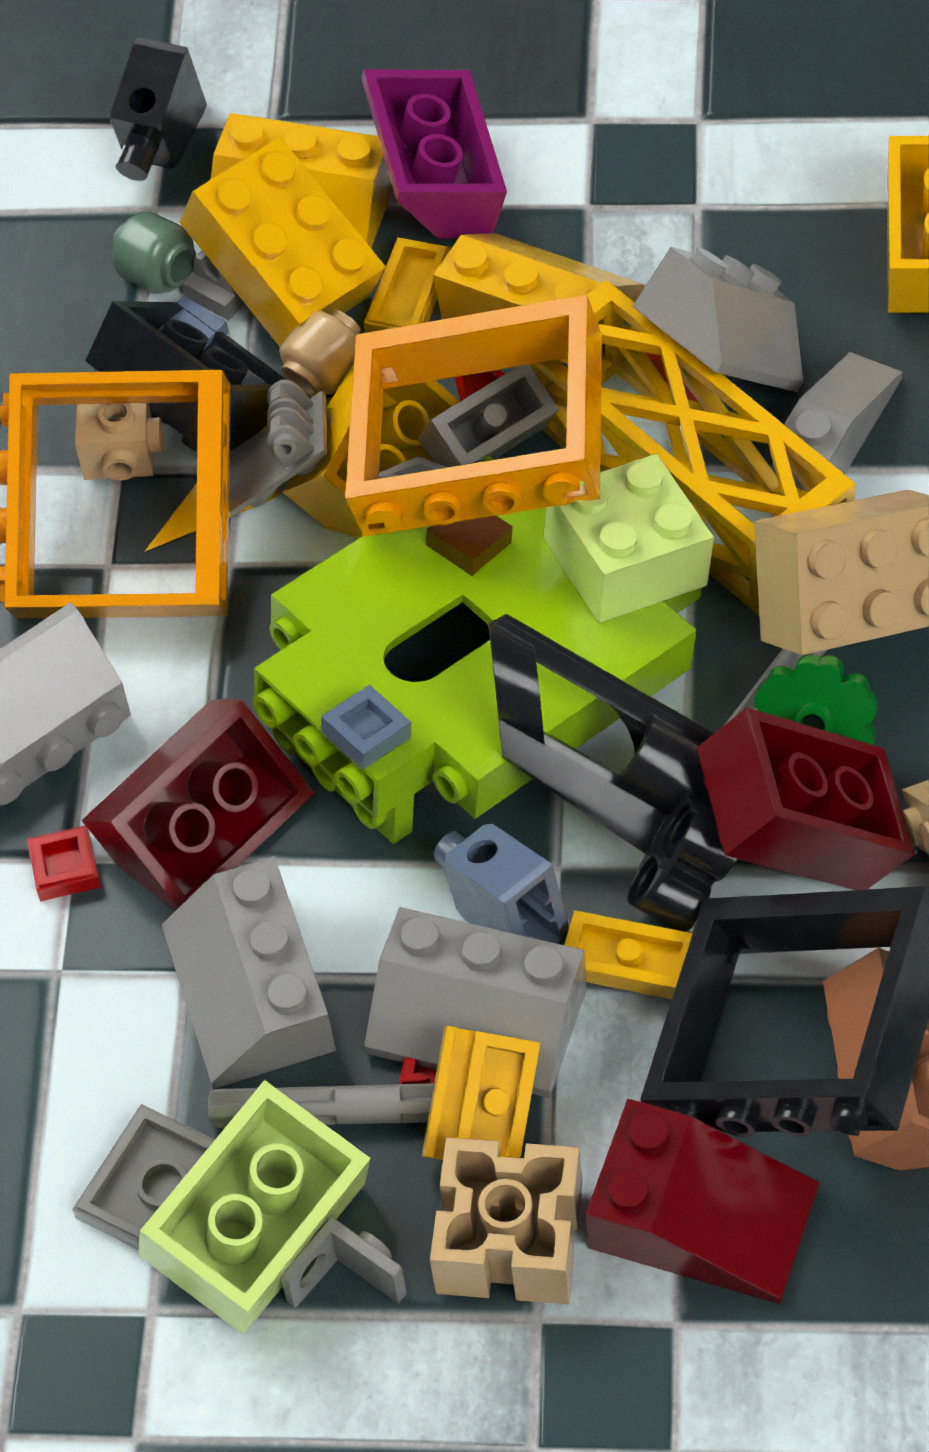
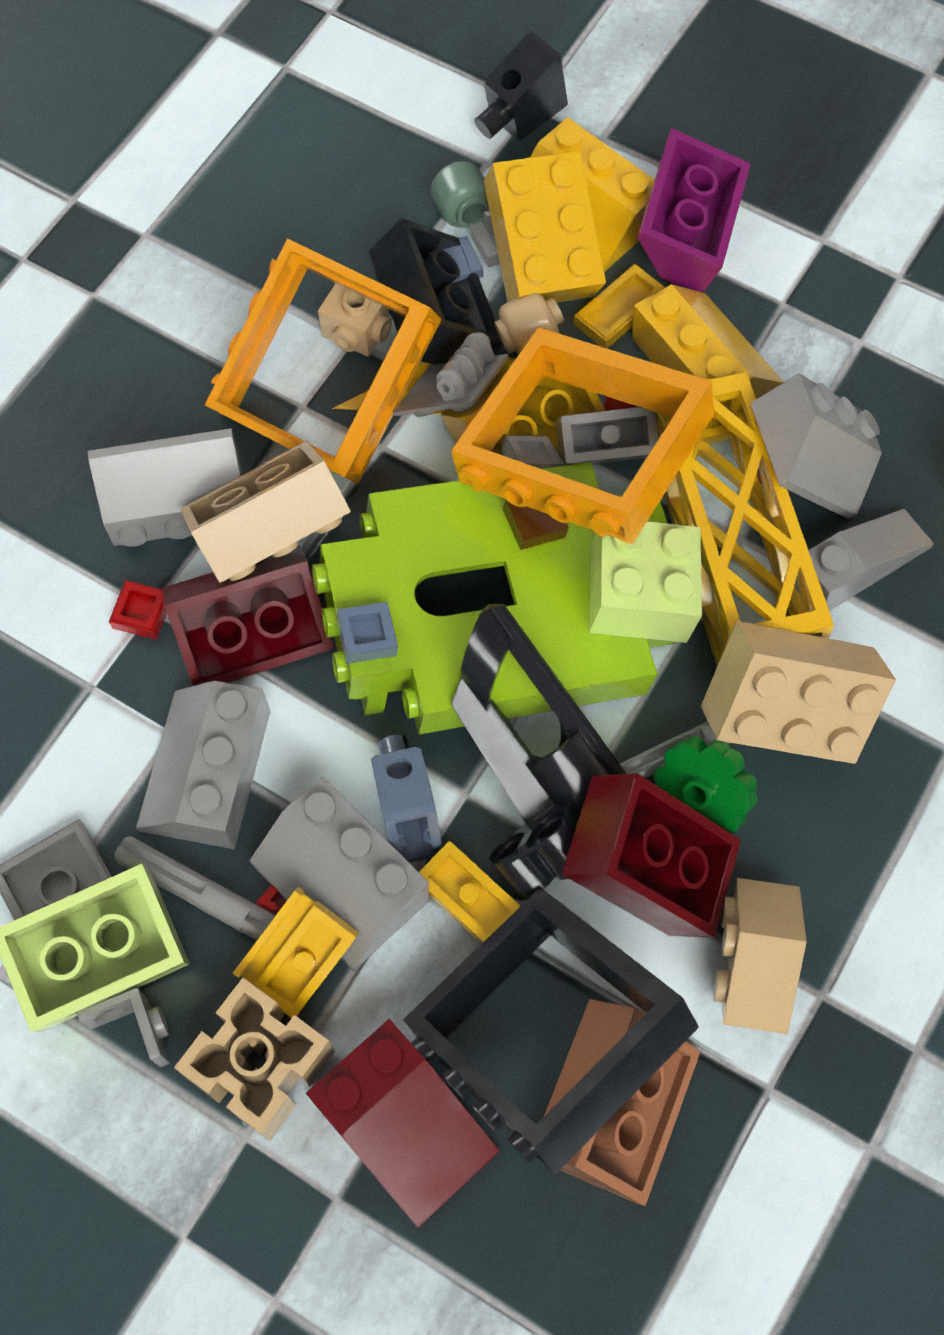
camera: 25 degrees right, 10 degrees up
(162, 671) = (265, 512): none -> tan brick

